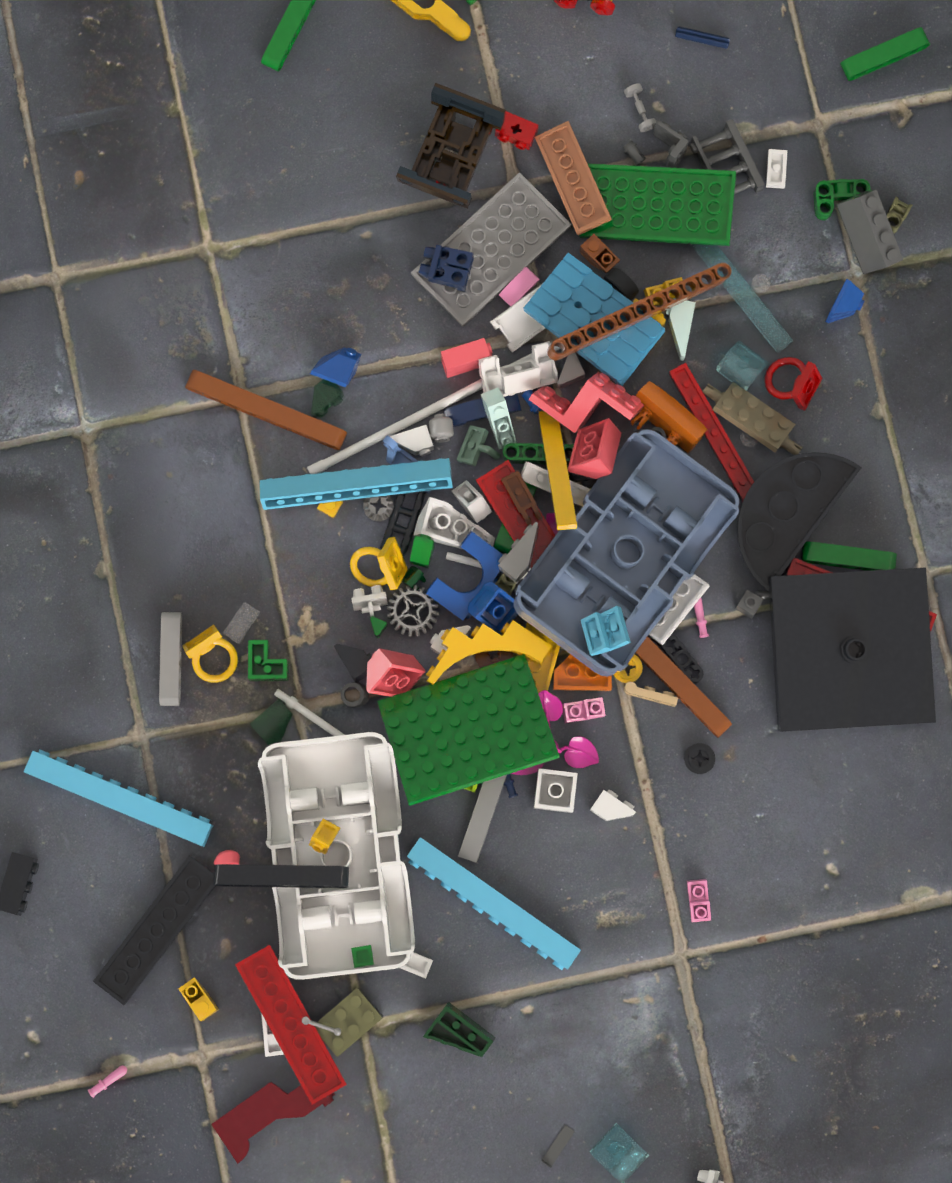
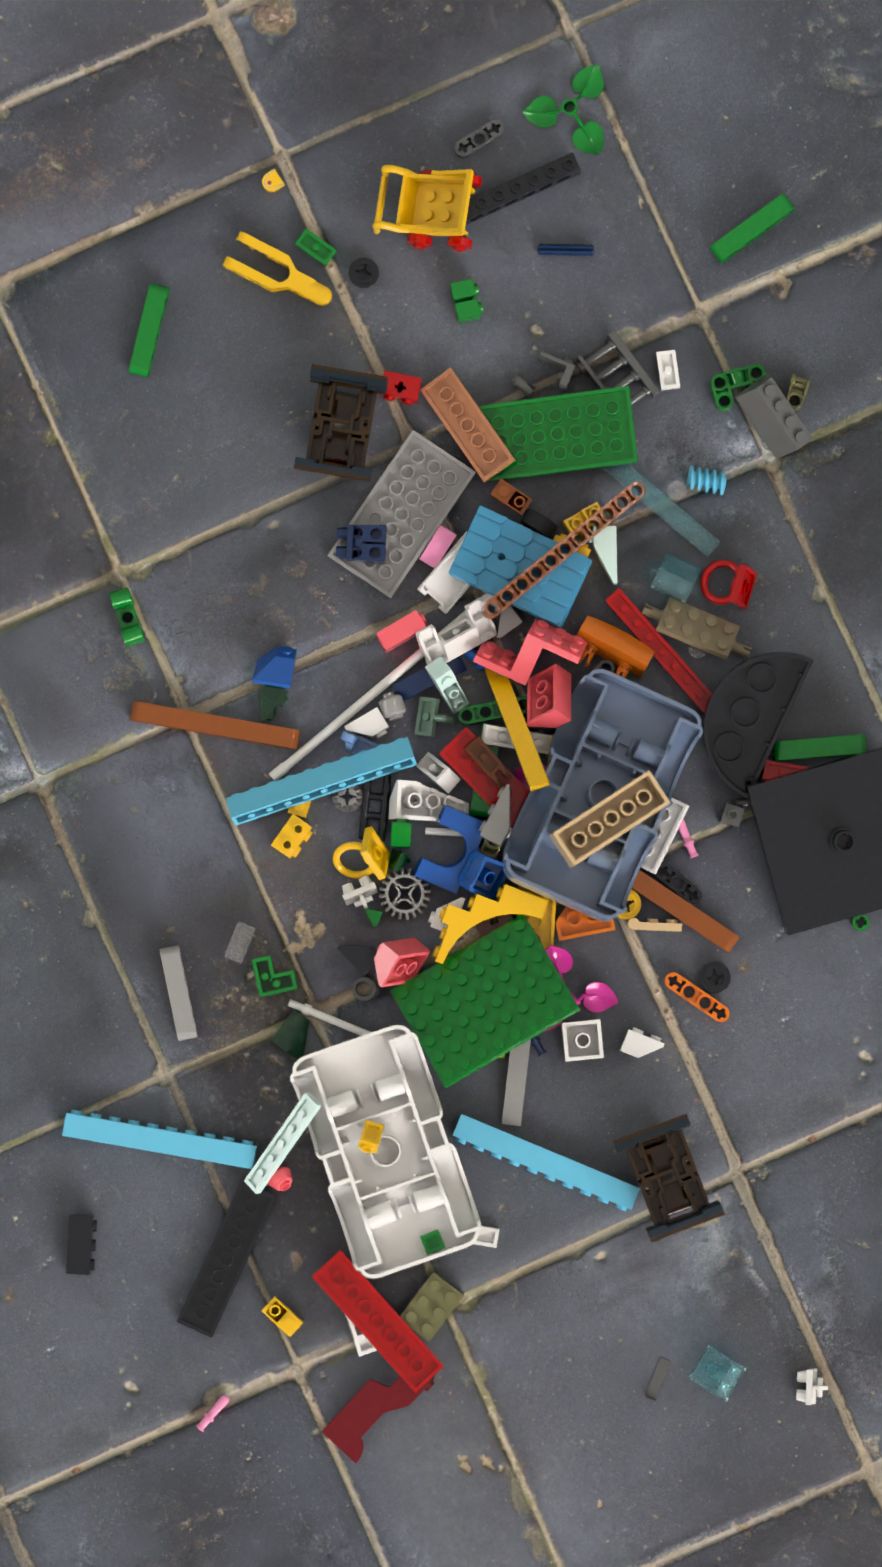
camera: 15 degrees left, 5 degrees up
(204, 643) = (208, 971): yellow tile -> none
(205, 278) = (123, 605): none -> green beam
(236, 825) = (282, 1143): none -> light aqua plate
(281, 876) = (338, 1184): black beam -> none
(315, 532) = (292, 836): none -> yellow brick
(337, 1031) = (391, 1314): light grey hinge -> none
(459, 1031) = (540, 1291): dark green wedge -> none
(502, 11) = (359, 265): none -> black gear
(583, 710) = (592, 954): bright pink slope -> none
(596, 63) = (469, 309): none -> green piece
(605, 631) = (598, 880): medium azure slope -> none
(608, 964) = (650, 1161): none -> dark brown container
(629, 573) = (609, 819): none -> tan brick
(632, 91) = (518, 335): light grey wheel -> none
(674, 776) = (698, 994): none -> orange beam
(698, 900) = (743, 1115): bright pink slope -> none
(792, 279) = (706, 480): none -> medium azure piece
(846, 303) = (765, 493): blue slope -> none
(856, 741) = (863, 927): none -> green bush

